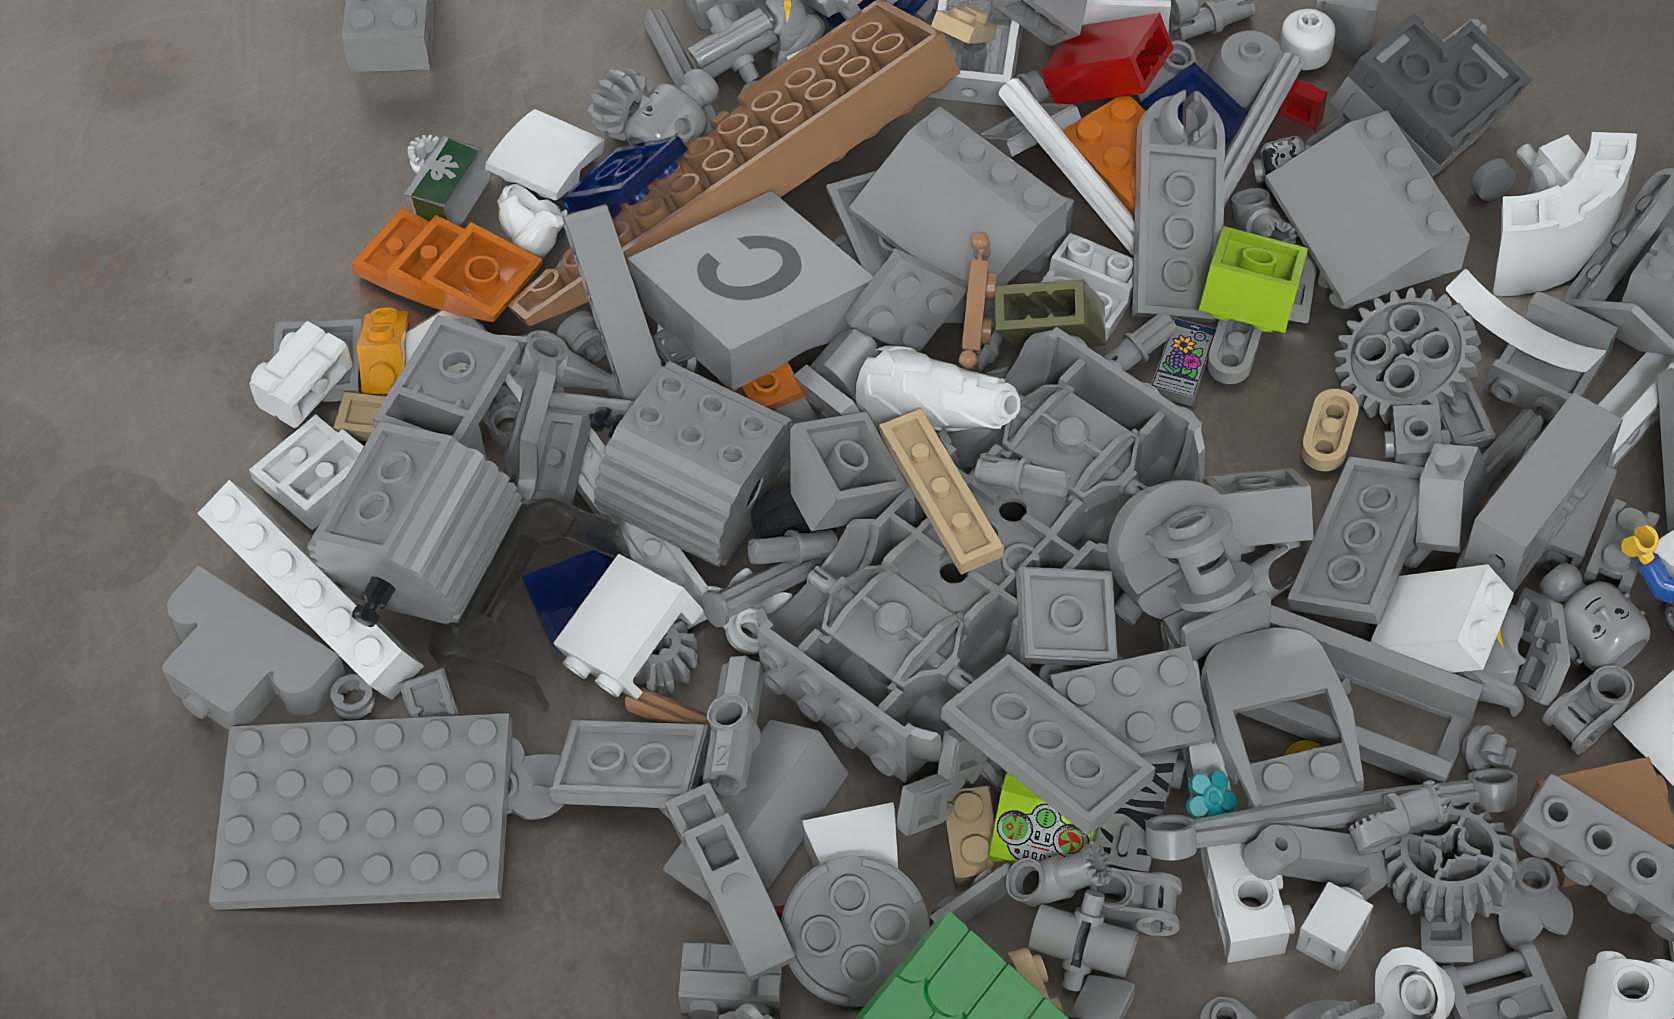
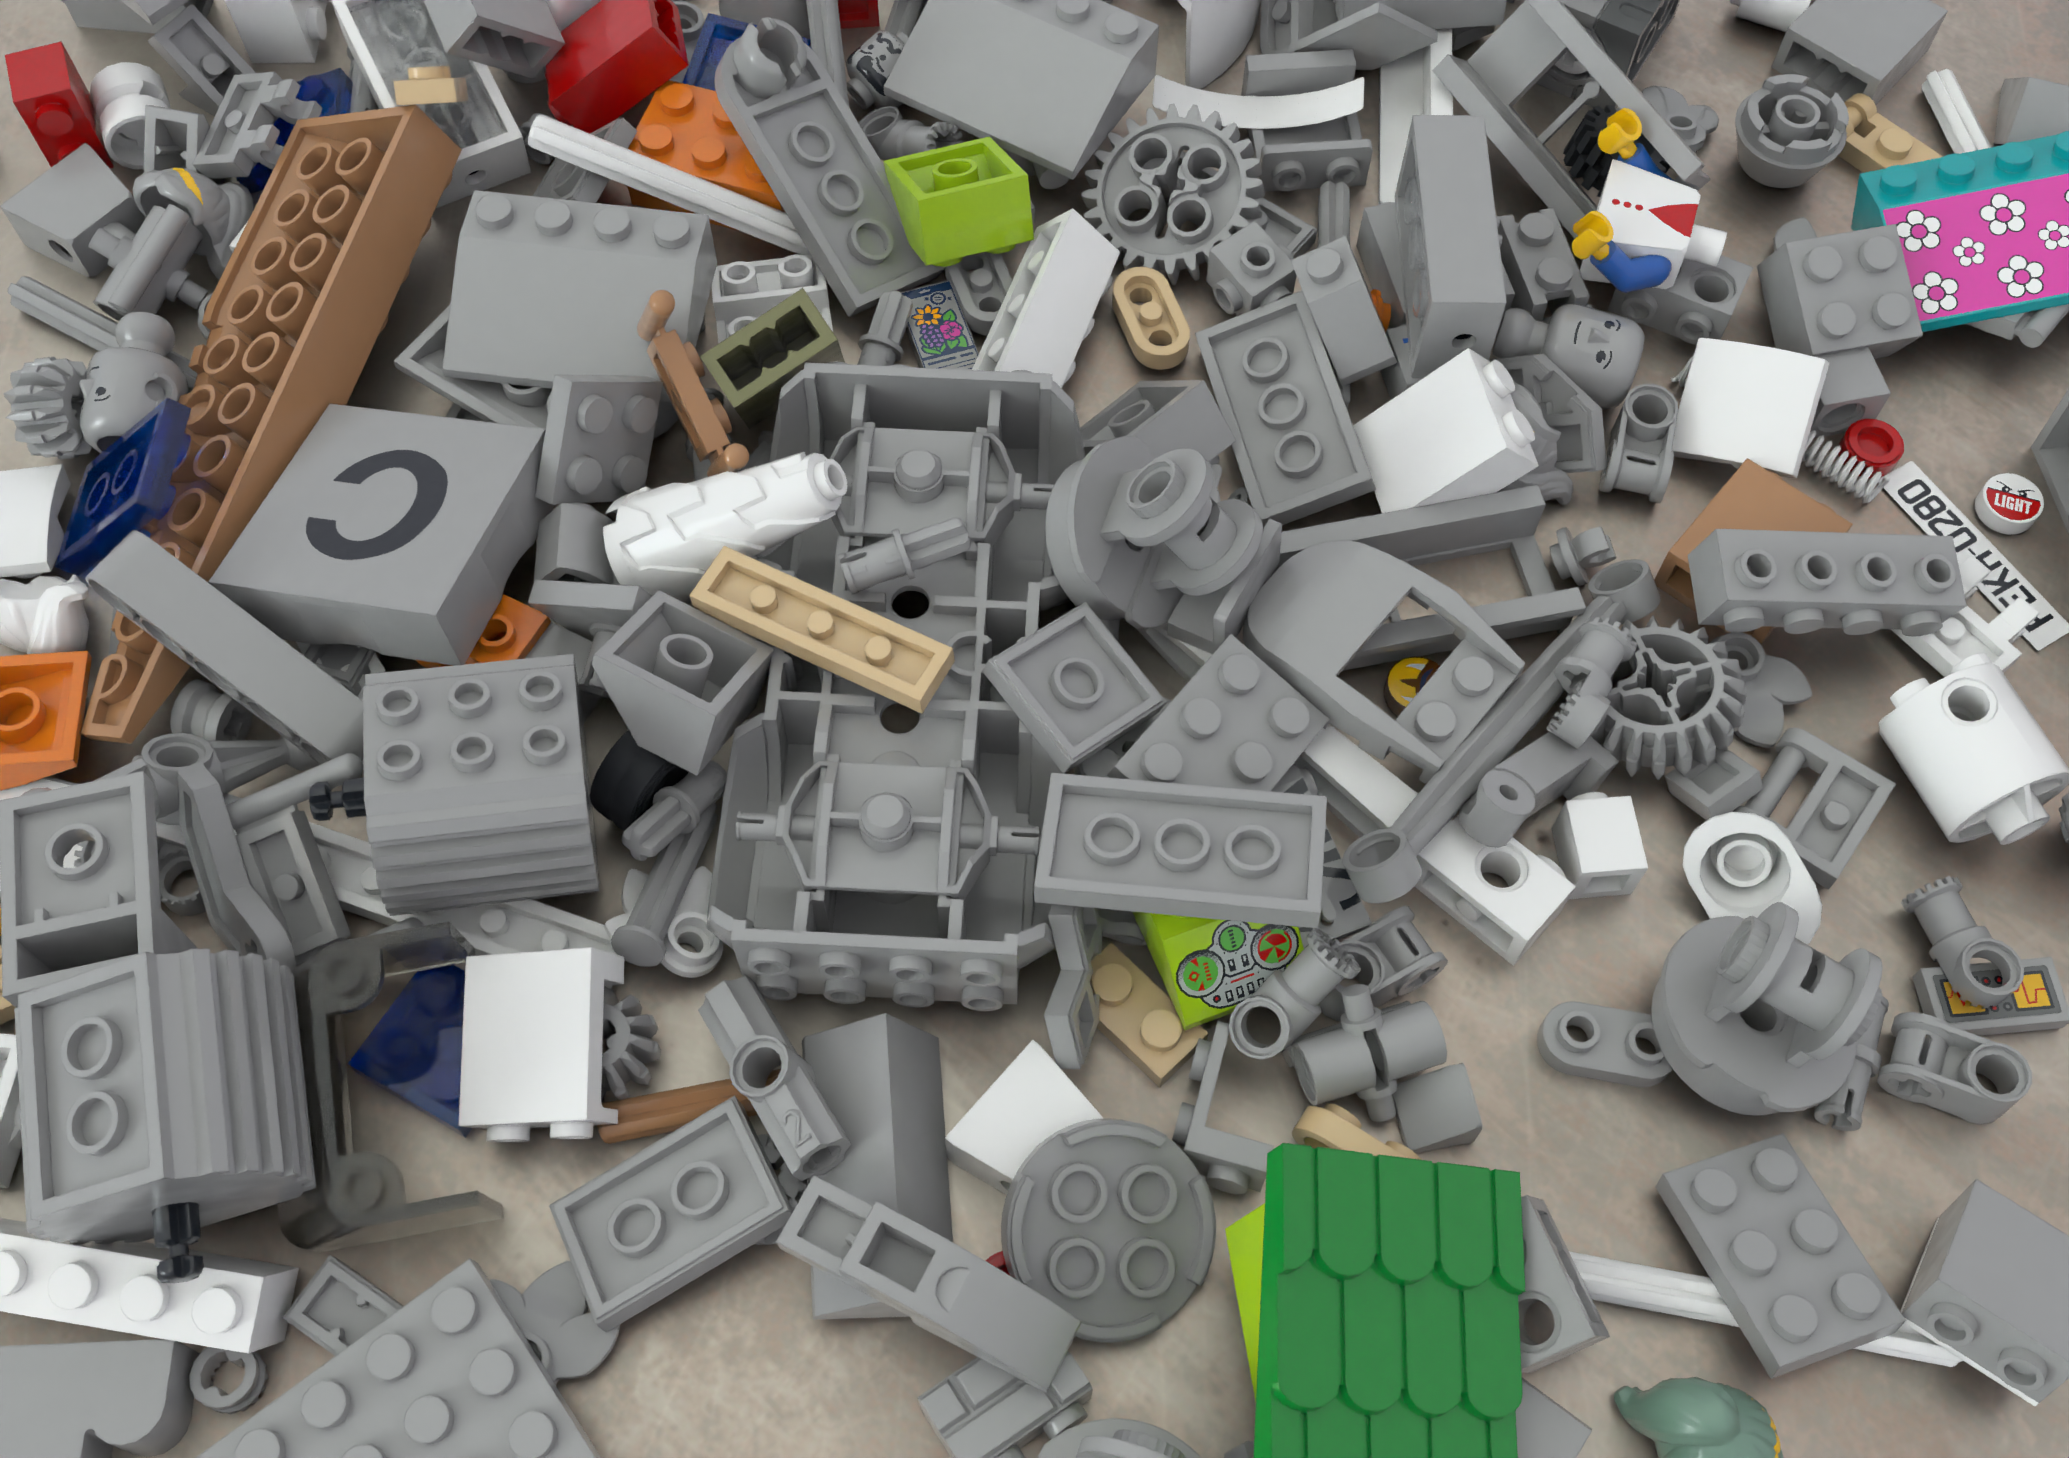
camera: 40 degrees left, 5 degrees up
(1211, 793) = (1380, 790): teal plant -> none
(1259, 386) = (1051, 300): none -> white brick

